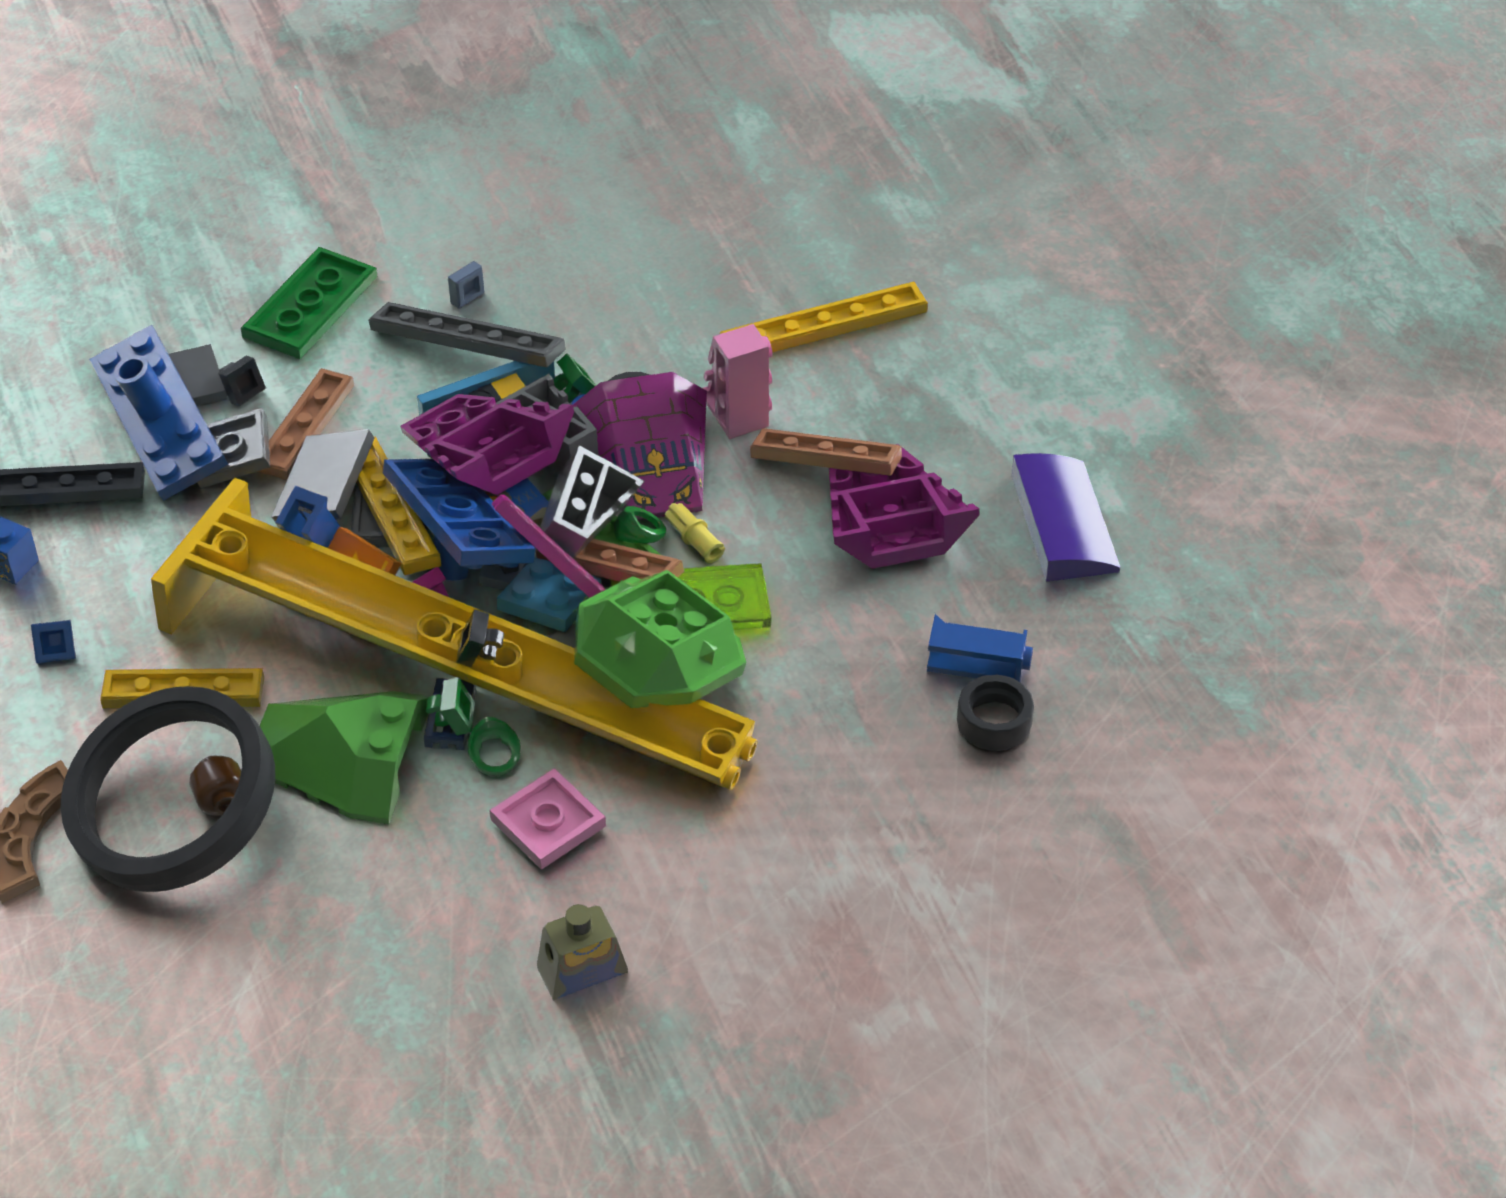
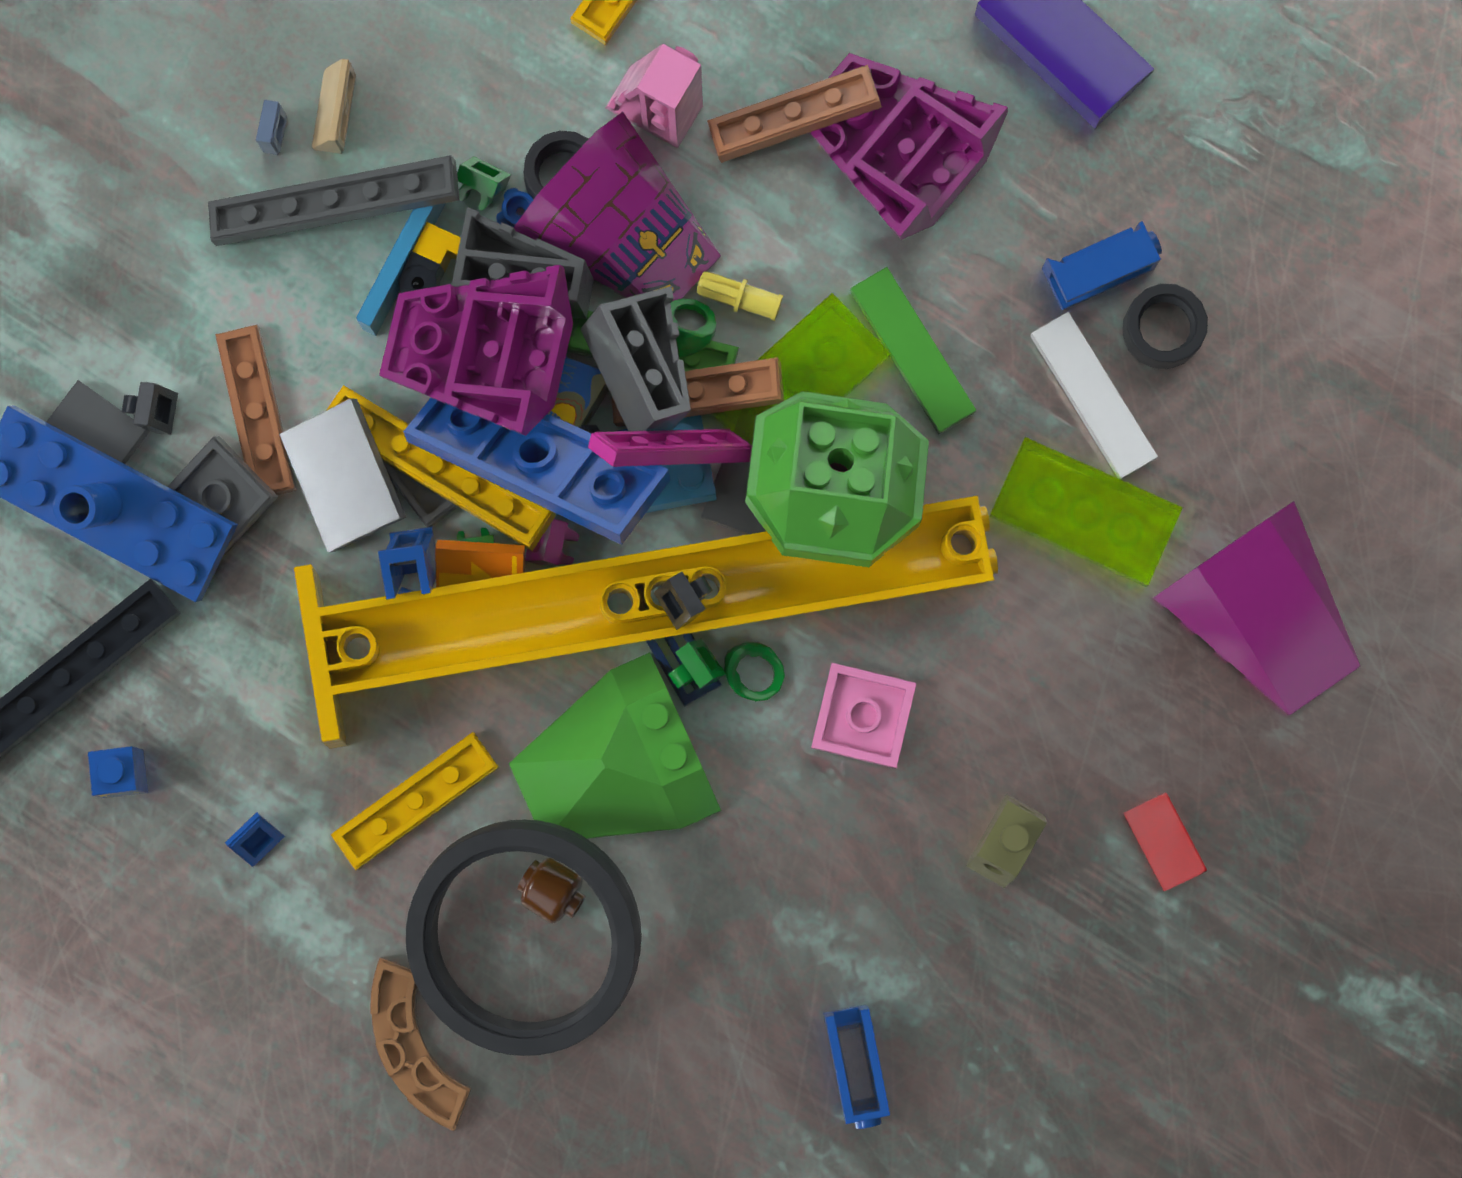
camera: 35 degrees left, 35 degrees up
(309, 302) = (124, 251): green tile -> none
(324, 1033) = (857, 1066): none -> window
(519, 298) = (334, 107): none -> tan slope
(706, 1039) = (1165, 841): none -> slope
(790, 631) = (913, 350): none -> bright green tile
(835, 795) = (1086, 512): none -> clear neon green tile
(904, 730) = (1093, 396): none -> white tile
(925, 932) = (1268, 612): none -> magenta wedge

